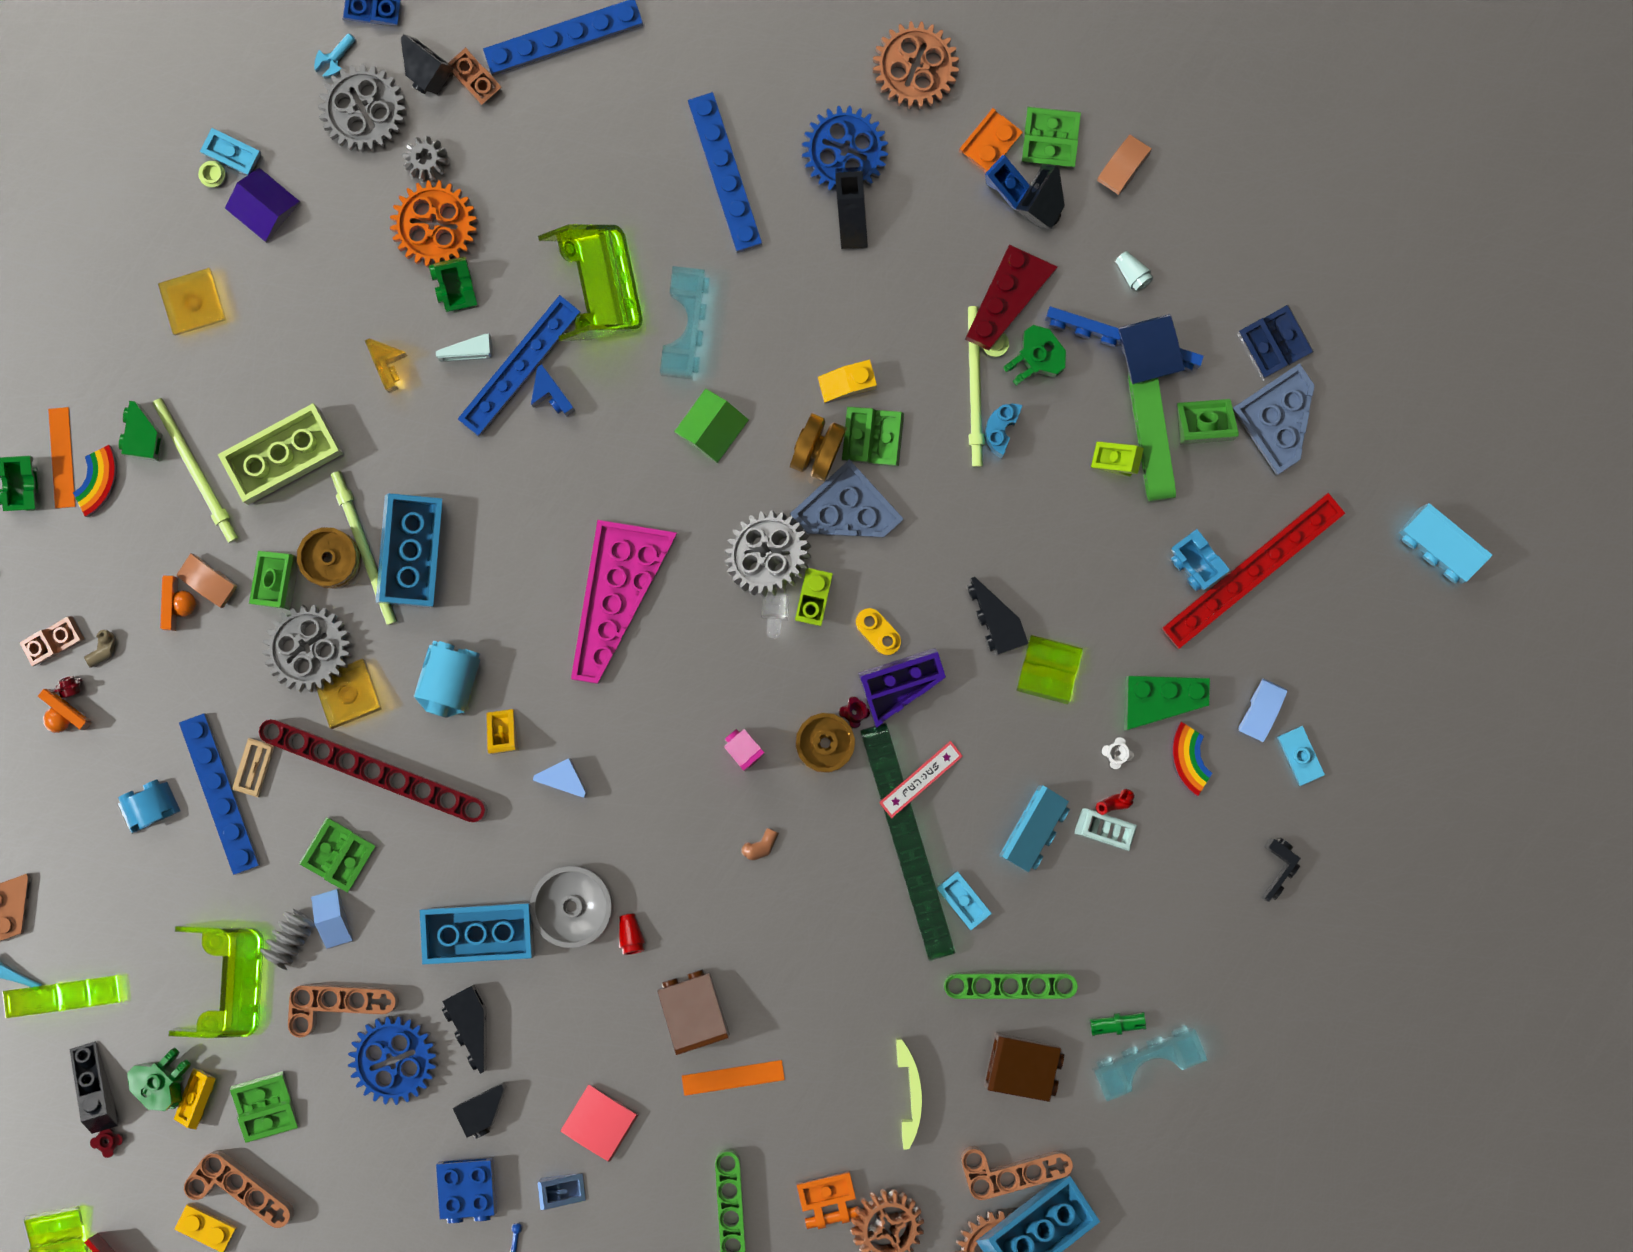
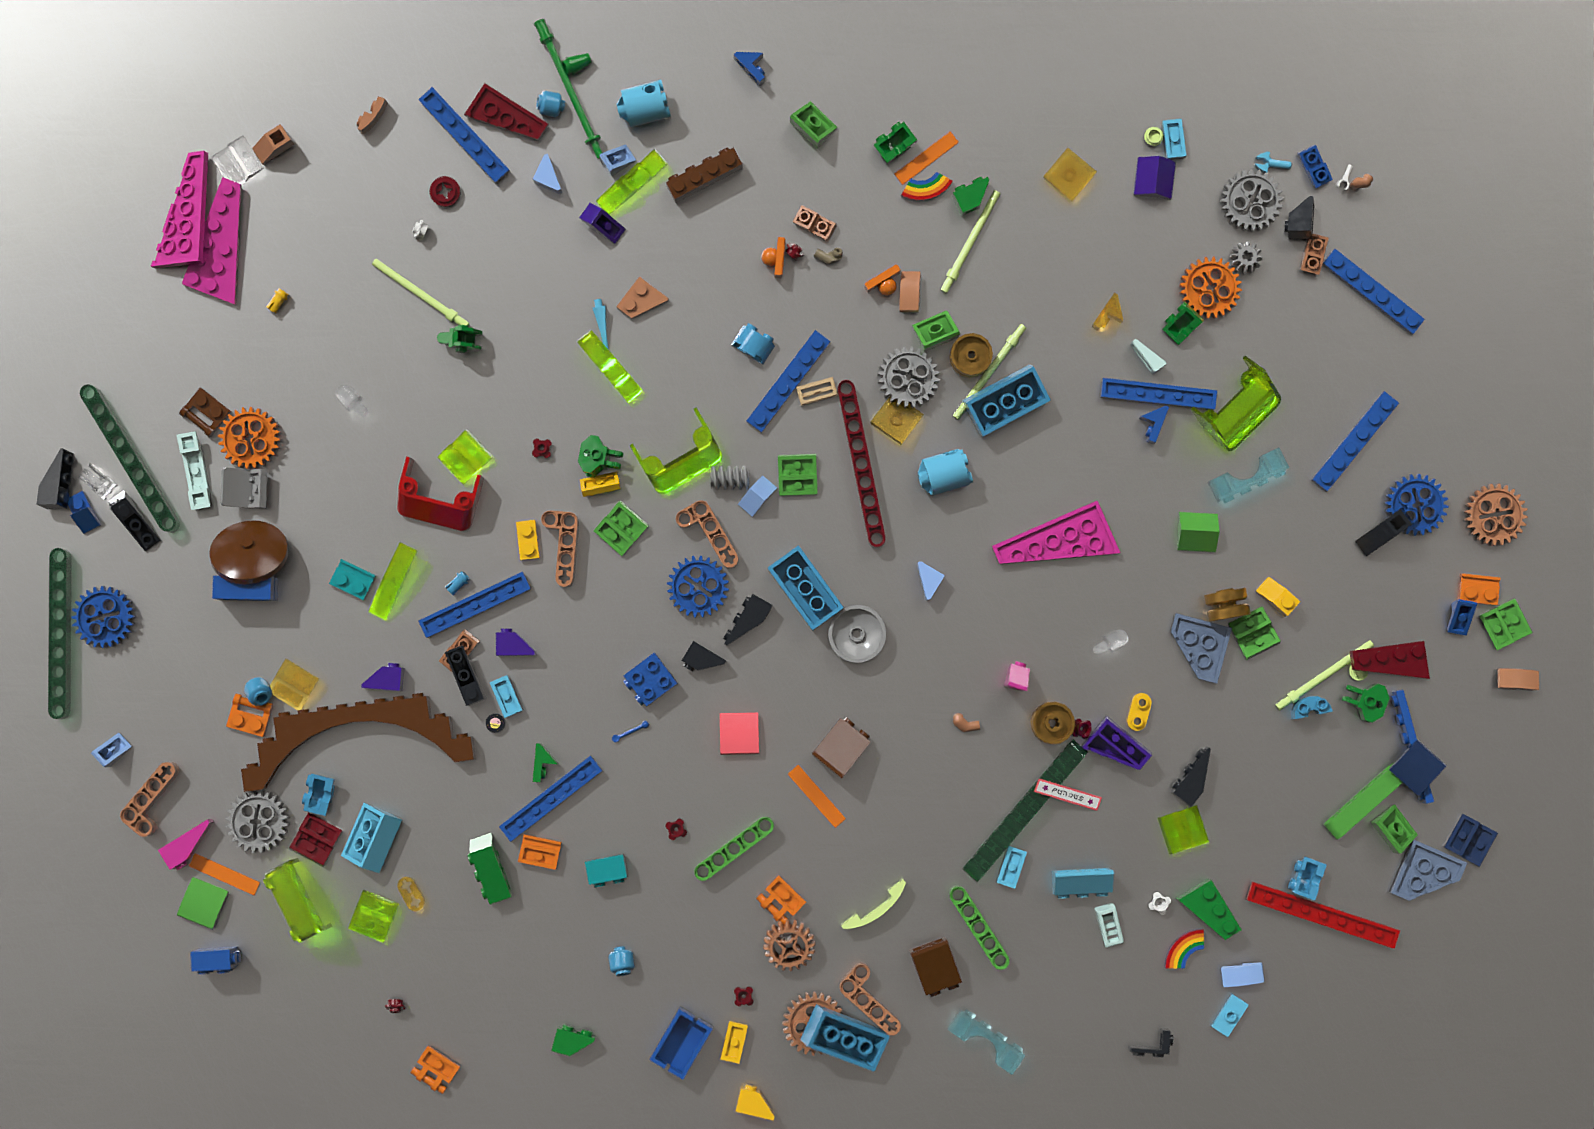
camera: 60 degrees right, 0 degrees up
(92, 1089) = (567, 420): black slope -> none
(280, 454) = (1014, 286): yellowish green brick -> none
(501, 732) = (933, 525): yellow slope -> none
(561, 1190) = (685, 737): light blue slope -> none
(630, 935) = (862, 680): red cone -> none
(771, 531) = (1143, 615): light grey gear -> none
(813, 596) = (1135, 659): lime slope -> none
(1043, 198) = (1466, 643): black slope -> none
(1116, 802) = (1129, 921): red arm -> none
(1117, 458) = (1337, 789): lime slope -> none
(1118, 1024) = (997, 1007): green pin -> none
(1135, 273) = (1457, 727): light aqua cone -> none
(1444, 544) = (1415, 1021): medium azure slope -> none

